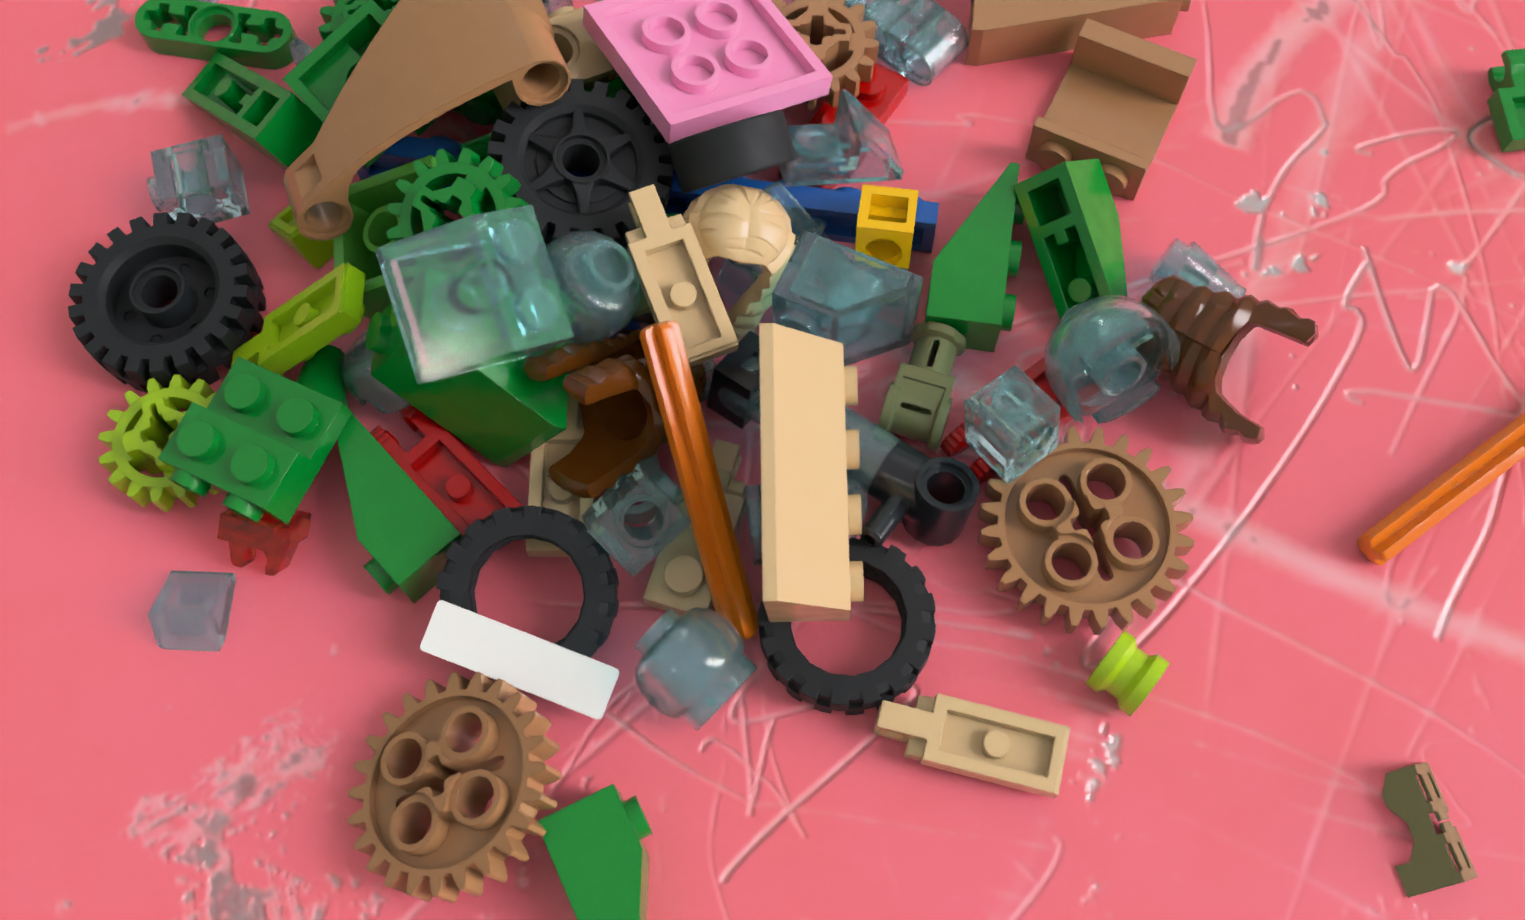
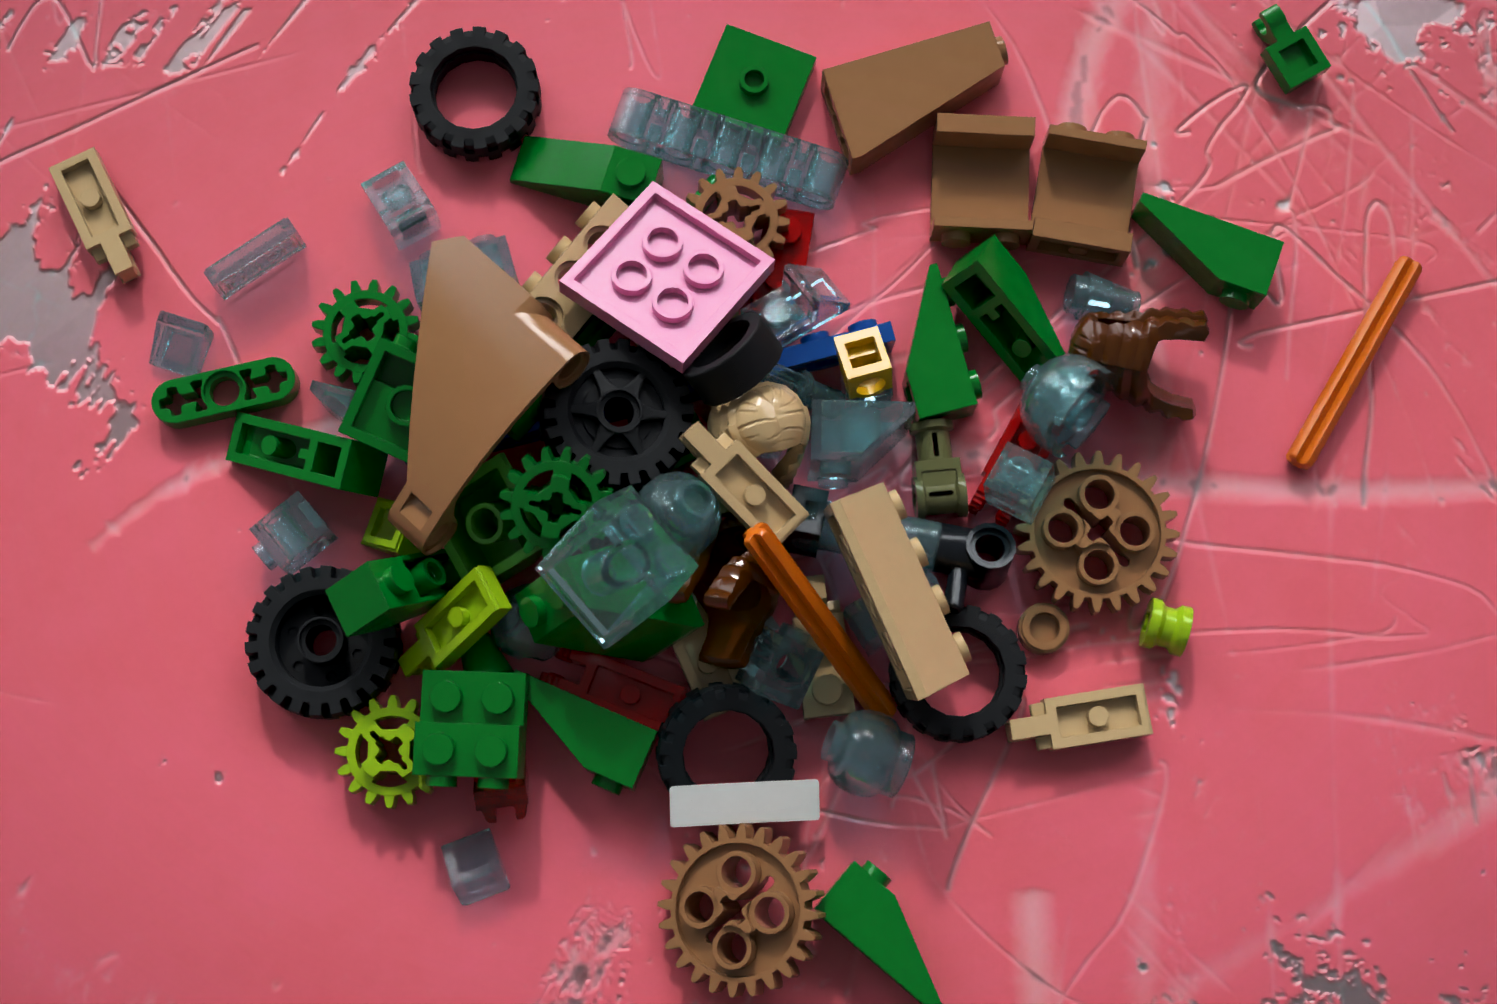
camera: 30 degrees left, 10 degrees up
(243, 257) = (391, 591): none -> green slope
(974, 616) = (1043, 628): none -> medium nougat tile
(1224, 167) = (1085, 194): none -> medium nougat panel
(1354, 277) = (1215, 253): none -> green slope
(1430, 859) = (1410, 669): olive piece -> none

